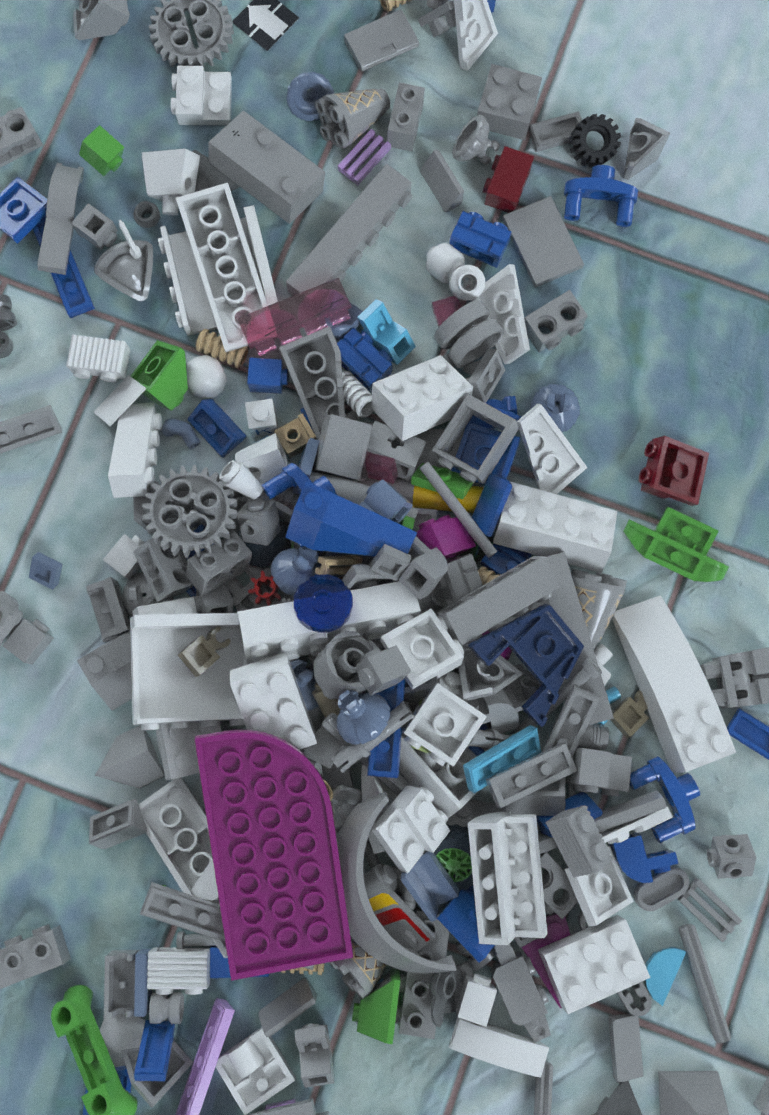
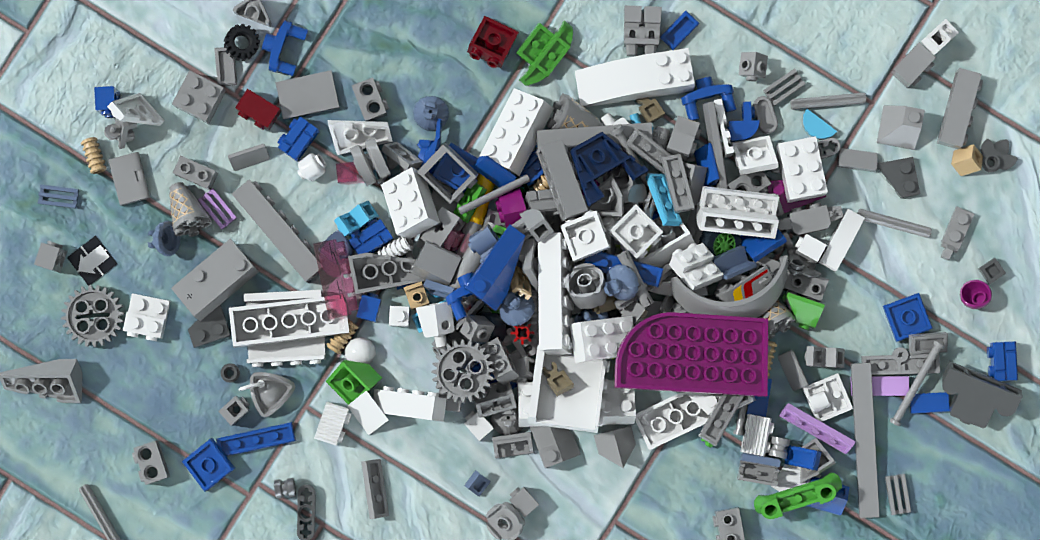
camera: 80 degrees left, 5 degrees up
(59, 216) = (222, 433): light grey piece -> none
(102, 151) = (178, 395): bright green brick -> none
(116, 825) = (657, 461): light grey slope -> none
(170, 176) = (209, 349): white torso -> none
(181, 428) = (394, 374): sand blue arm -> none
(216, 427) = (397, 350): blue slope -> none
(240, 479) = (449, 334): white cone -> none
(323, 603) = (544, 293): clear blue tile -> none
(382, 669) = (595, 263): light grey brick -> none
(390, 562) = (526, 245): light grey tile -> none
(474, 141) = (224, 128): light grey hair -> none
(476, 283) = (338, 155): white head -> none
(548, 450) = (464, 124): white wing -> none
(579, 841) = (724, 162): light grey brick -> none

